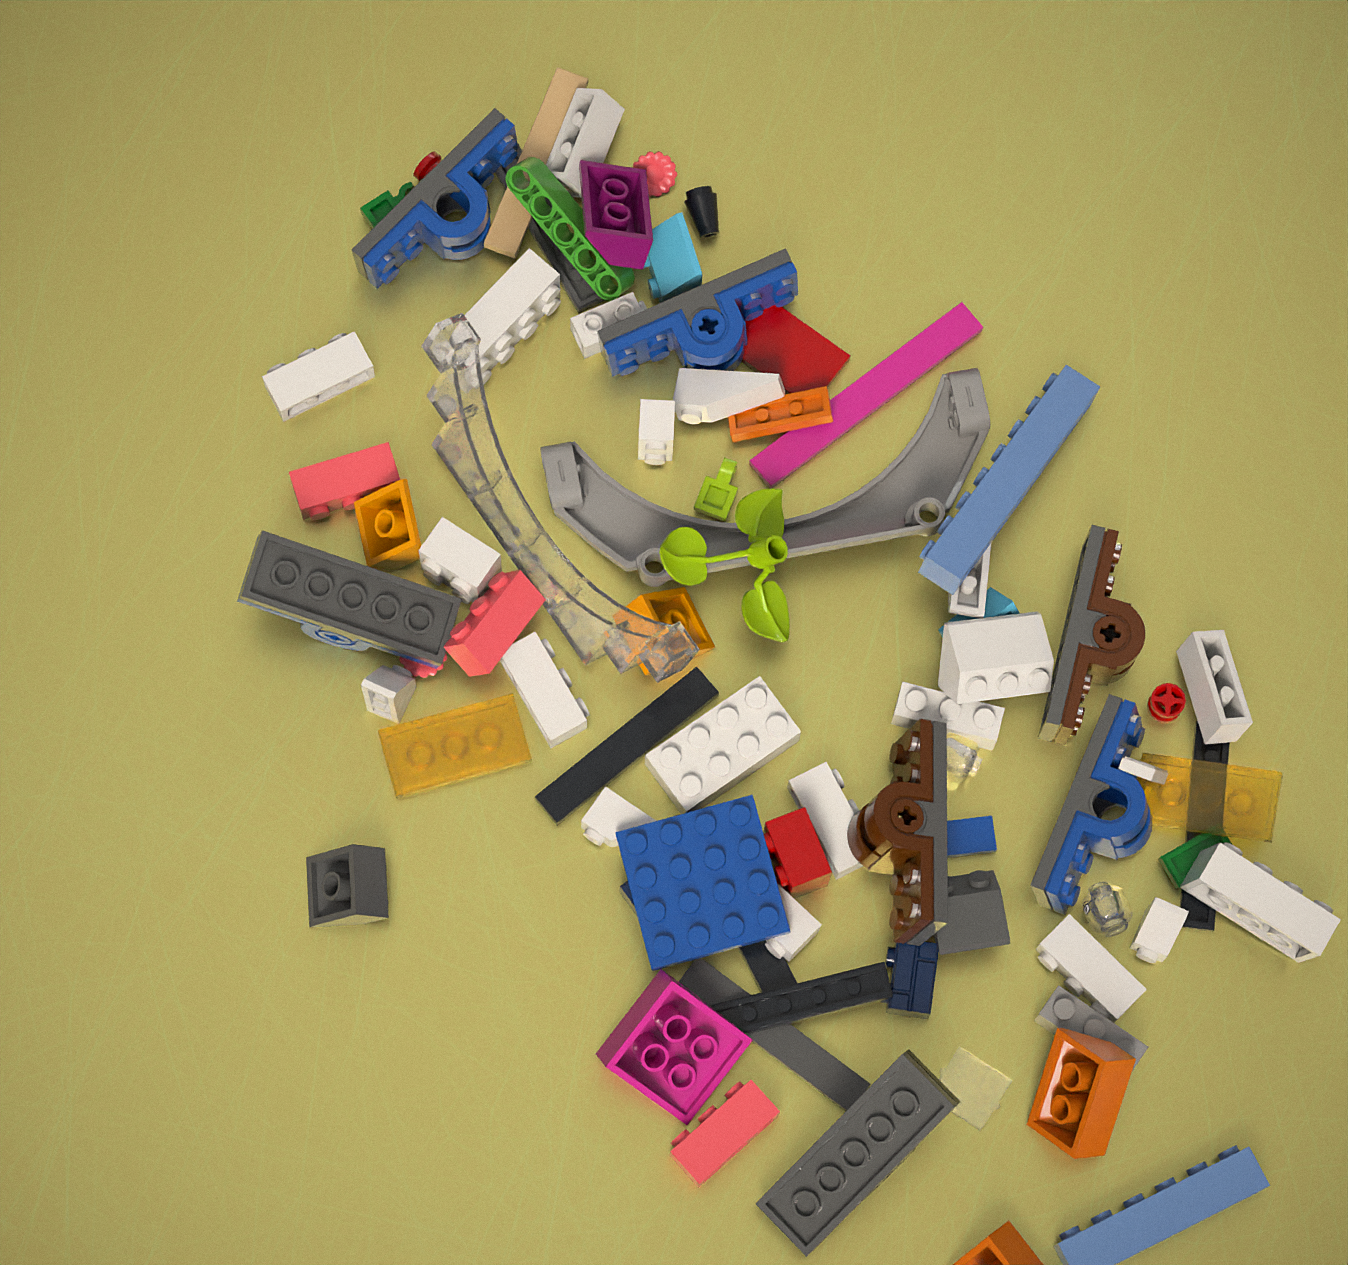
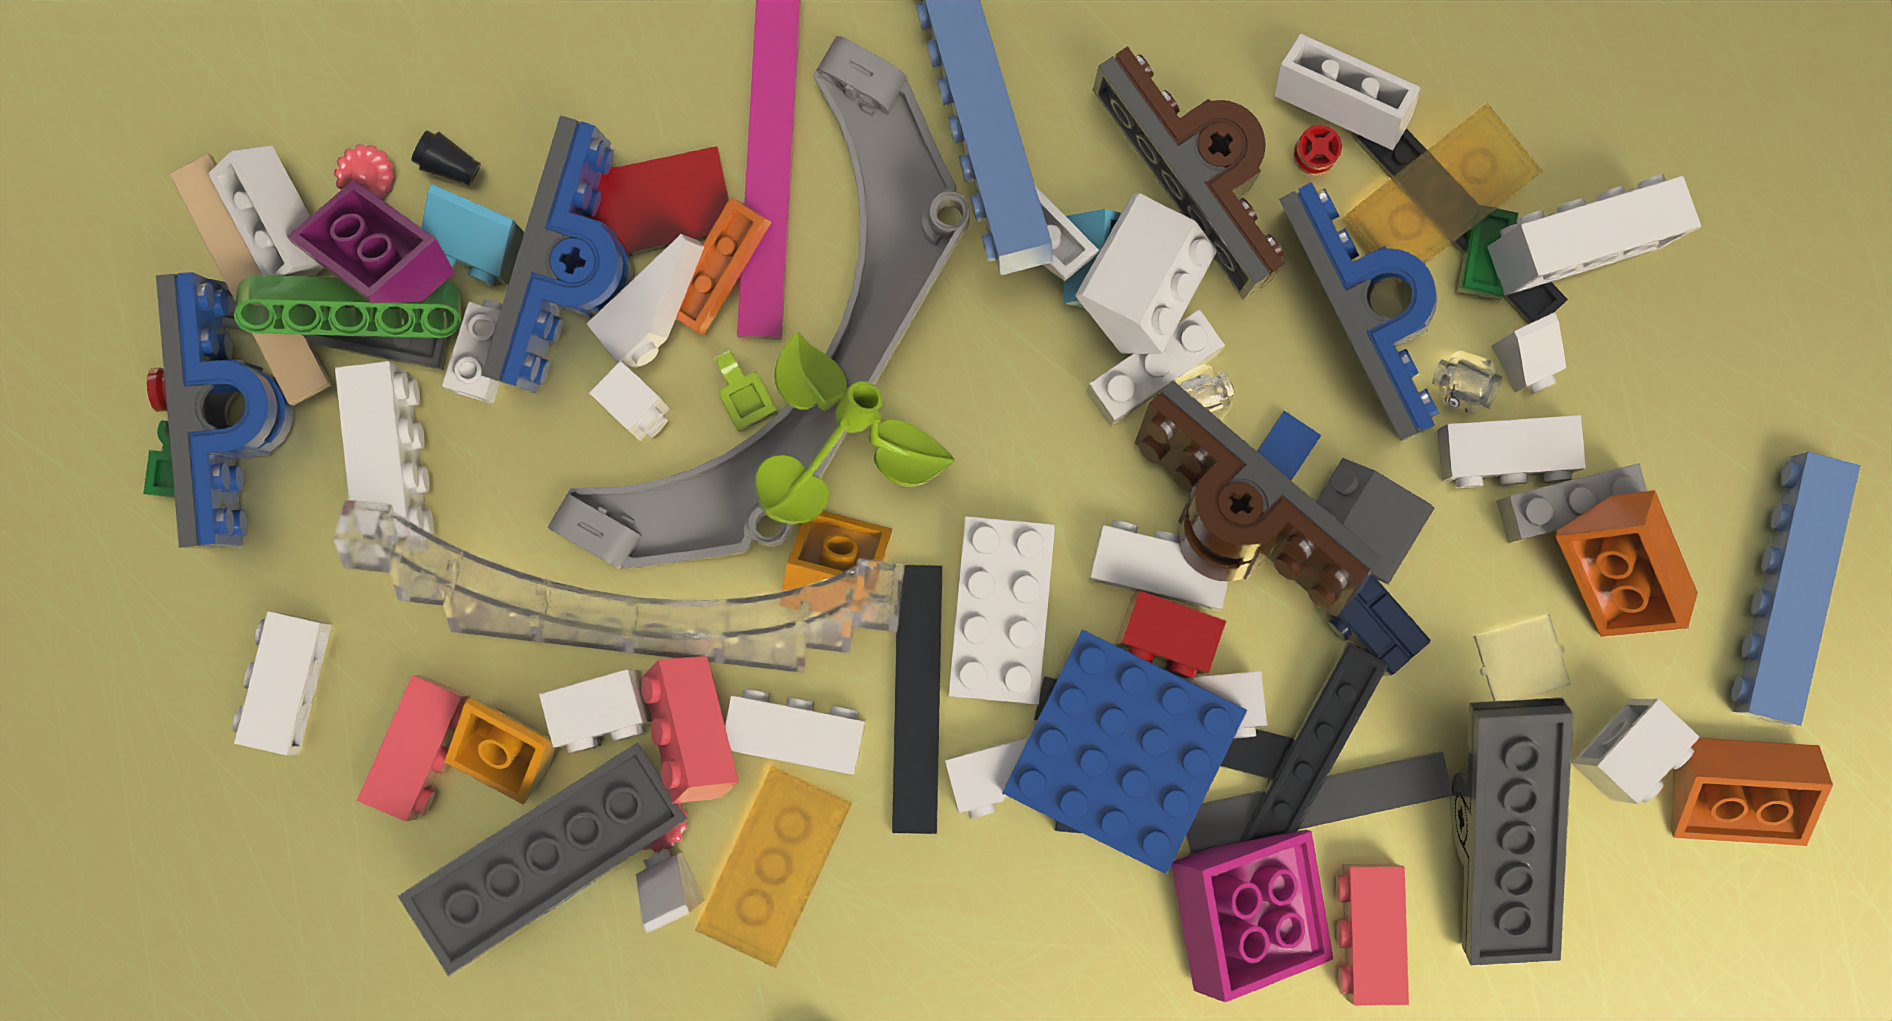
camera: 45 degrees left, 10 degrees up
(972, 1193) = (1637, 751): none -> white brick
(1143, 770) = (1375, 231): white tile -> none

